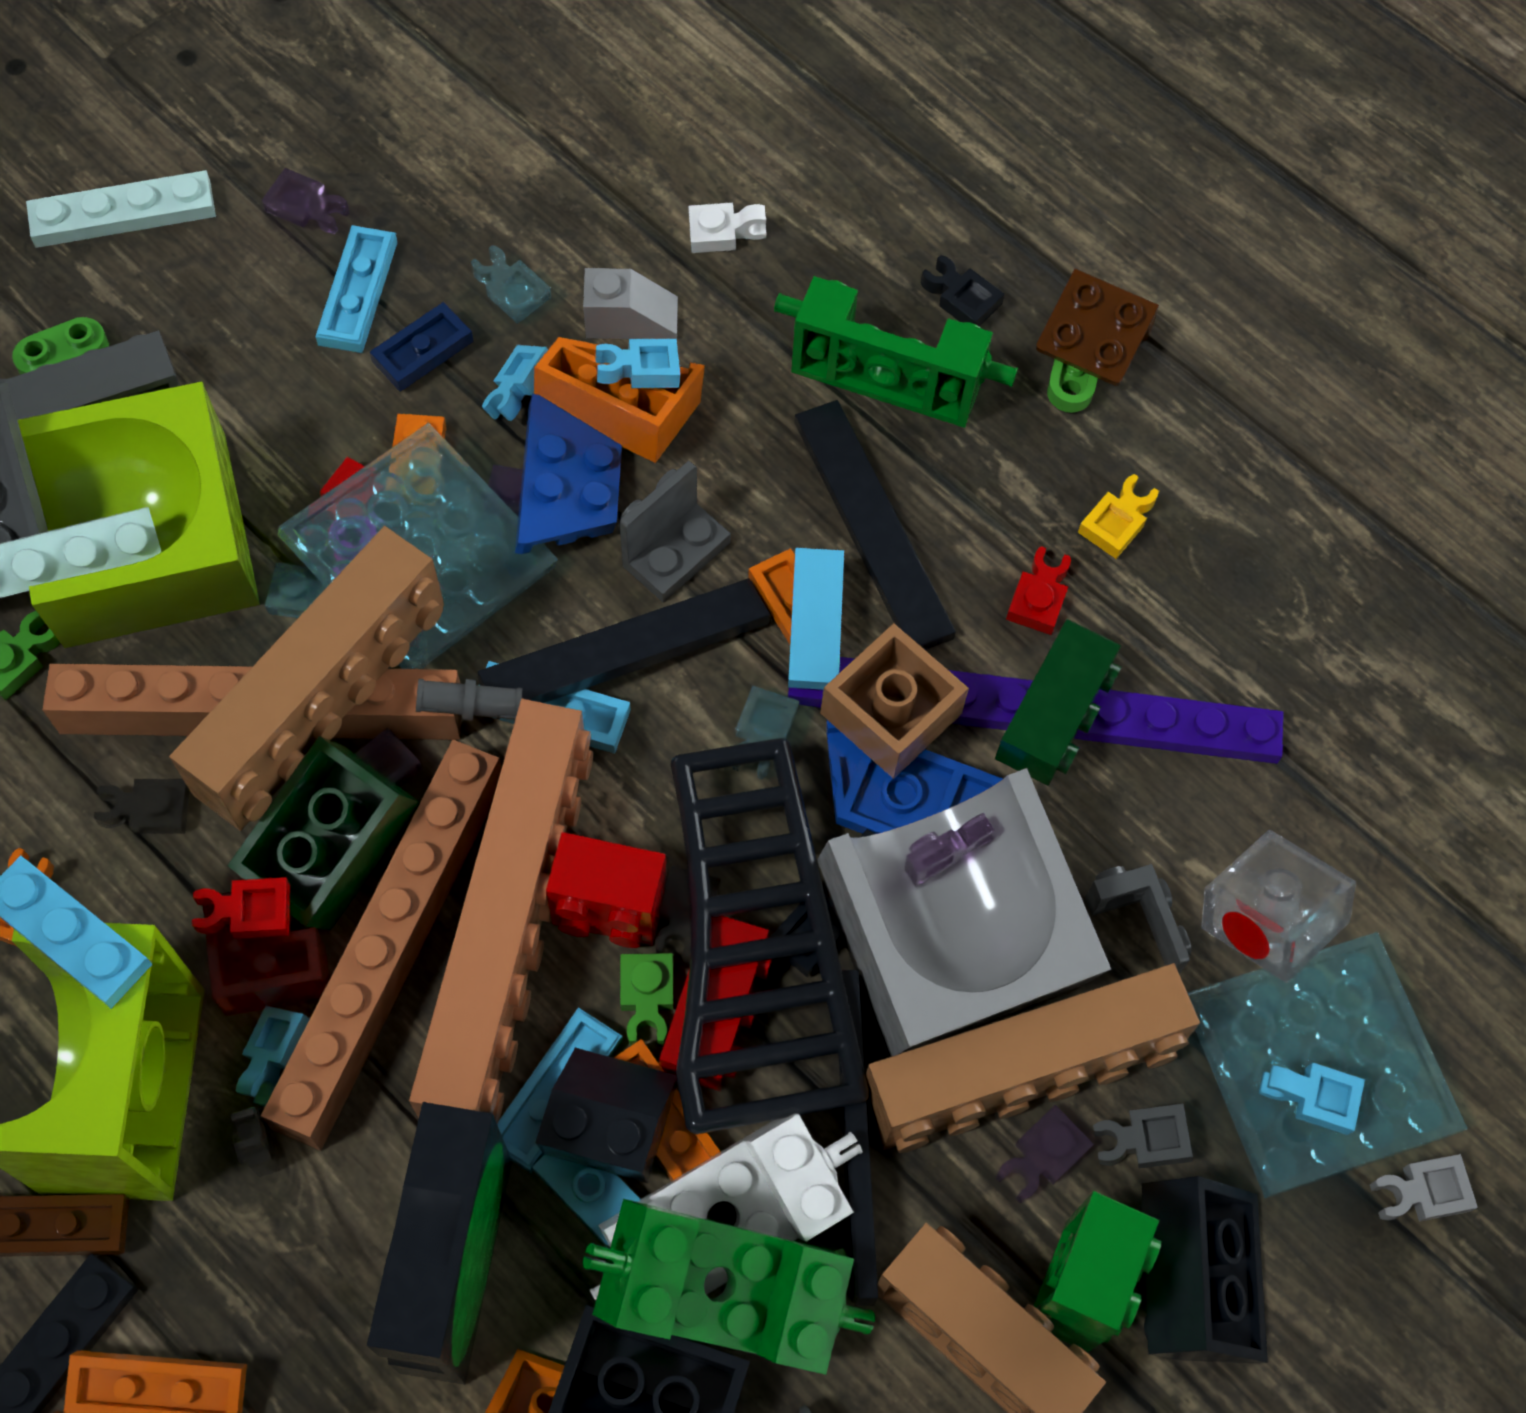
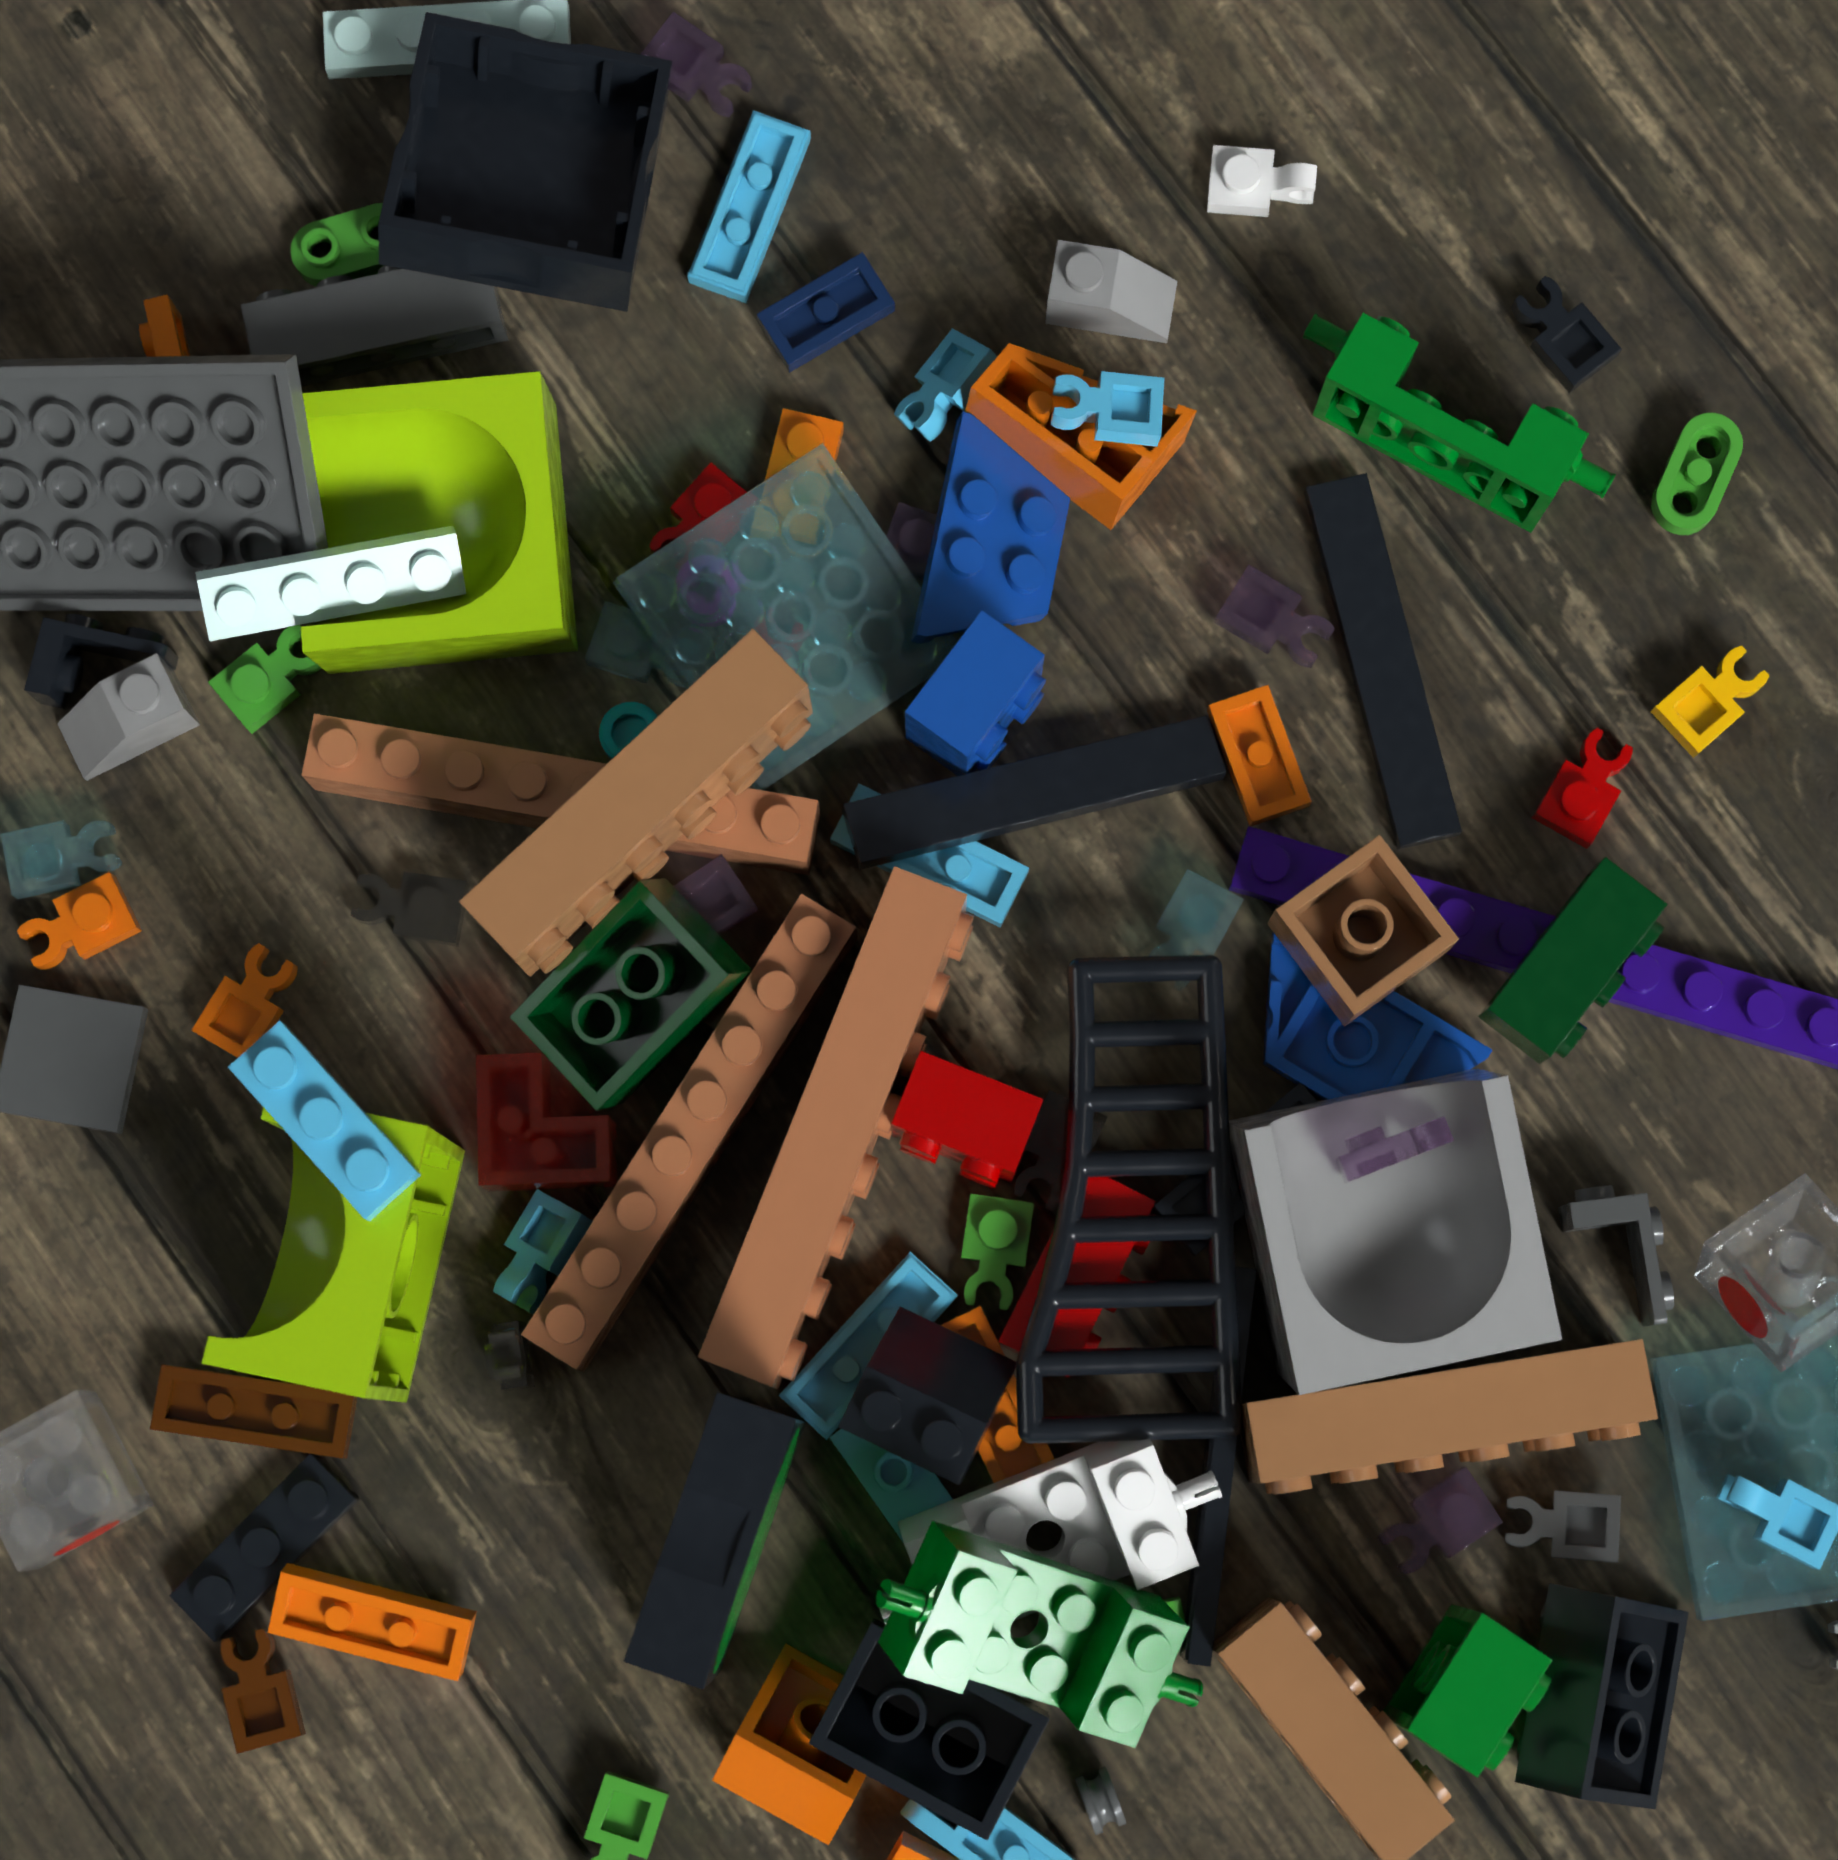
camera: 15 degrees right, 15 degrees up
(181, 268) = (524, 162): none -> black tile
(252, 909) = (538, 1086): red plate -> none
(468, 699) = (828, 850): dark grey pin -> none
(511, 288) = (959, 240): clear light blue plate -> none
(569, 580) = (976, 696): none -> blue brick
(670, 534) = (1116, 646): dark grey bracket -> none
(781, 501) = (1264, 612): none -> clear purple plate
(816, 618) = (1284, 792): medium azure tile -> none
(1097, 327) = (1736, 425): reddish brown bracket -> none

